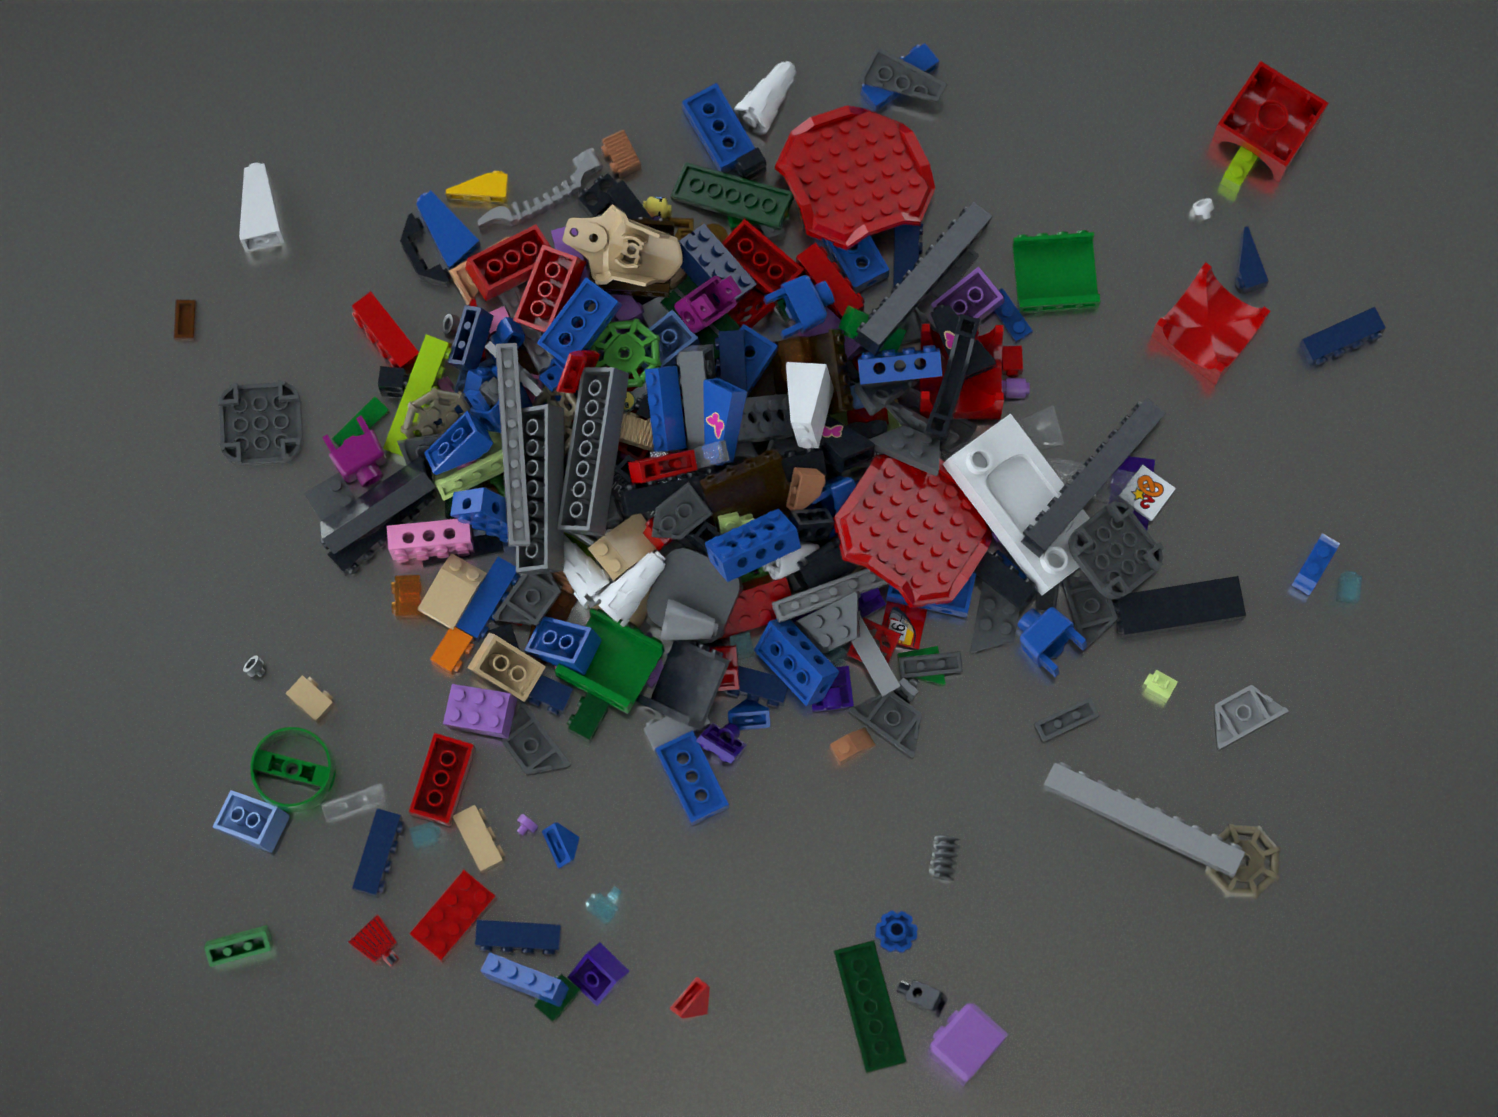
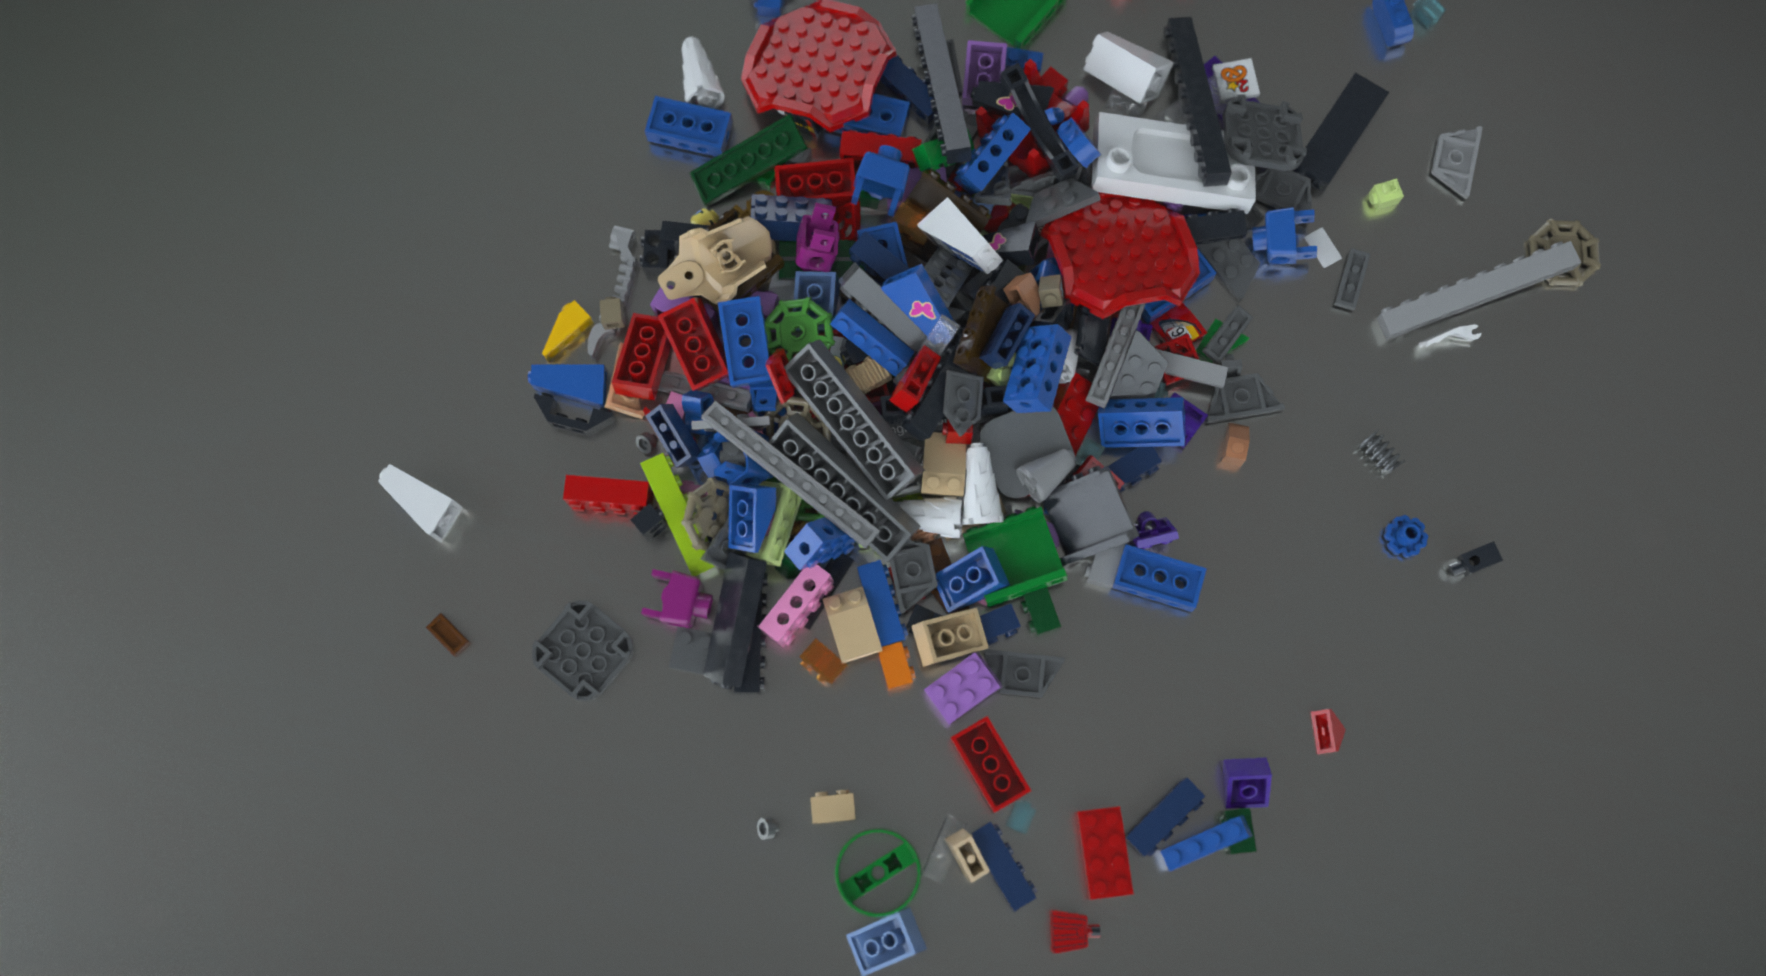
camera: 45 degrees left, 0 degrees up
(361, 820) = (967, 855): none -> tan brick
(372, 414) = (655, 559): green tile -> none
(479, 838) = (1060, 778): tan brick -> none
(521, 210) = (612, 313): none -> dark tan brick
(526, 824) = (1081, 732): medium lavender tile -> none
(561, 843) = (1119, 719): blue slope -> none
(603, 907) = (1197, 733): clear light blue brick -> none
(621, 154) = (639, 210): nougat brick -> none
(749, 715) = (1146, 494): blue slope -> none
(751, 164) = (738, 126): black brick -> none
(758, 502) = (1007, 336): none -> dark blue brick
(826, 503) = (1051, 291): none -> dark tan brick
(870, 1006) = (1445, 606): dark green tile -> none
(966, 419) = (1078, 142): none -> blue brick
(966, 1042) = (1546, 559): medium lavender plate -> none
(974, 383) = (1054, 115): none -> blue piece
(1074, 677) = (1326, 251): none -> white sticker
(1075, 404) = (1127, 67): none -> white slope
(1101, 837) = (1463, 332): none -> white arm

